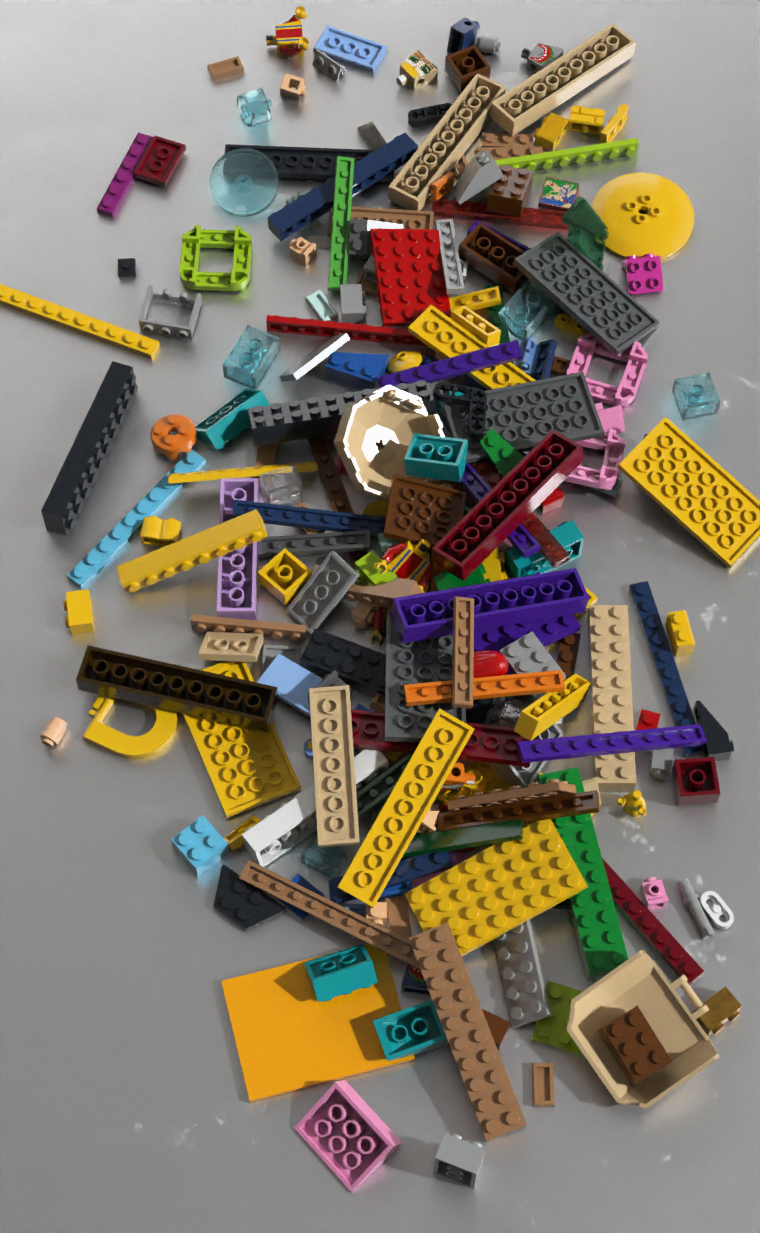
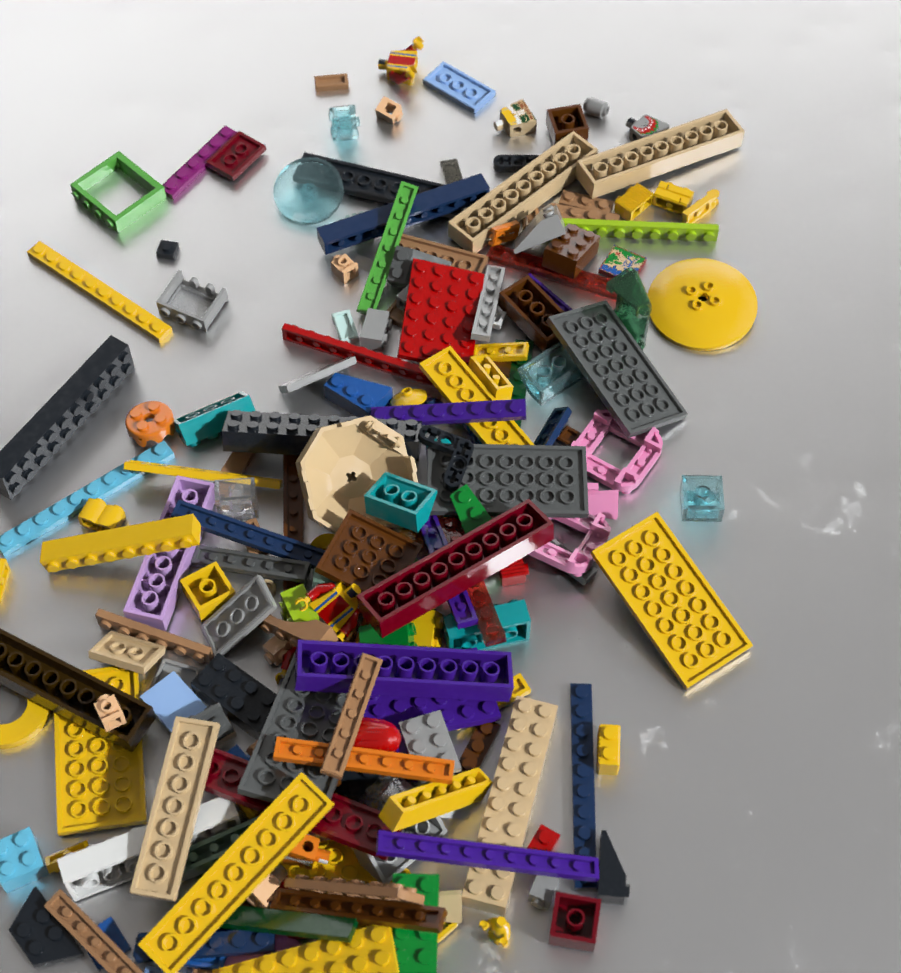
camera: 15 degrees right, 5 degrees down
(70, 198) = (132, 213): none -> bright green window
(215, 281) = (246, 235): lime plate -> none
(243, 705) = (109, 712): none -> light nougat brick
(251, 357) = (255, 361): clear light blue brick -> none
(325, 860) = (142, 909): clear light blue brick -> none
(328, 65) = (431, 98): light grey hinge -> none
(462, 35) = (572, 92): dark blue torso -> none
(529, 352) = (537, 419): medium blue hinge -> none
(570, 326) = (590, 398): yellow plate -> none
(643, 274) = (685, 361): dark pink bracket -> none

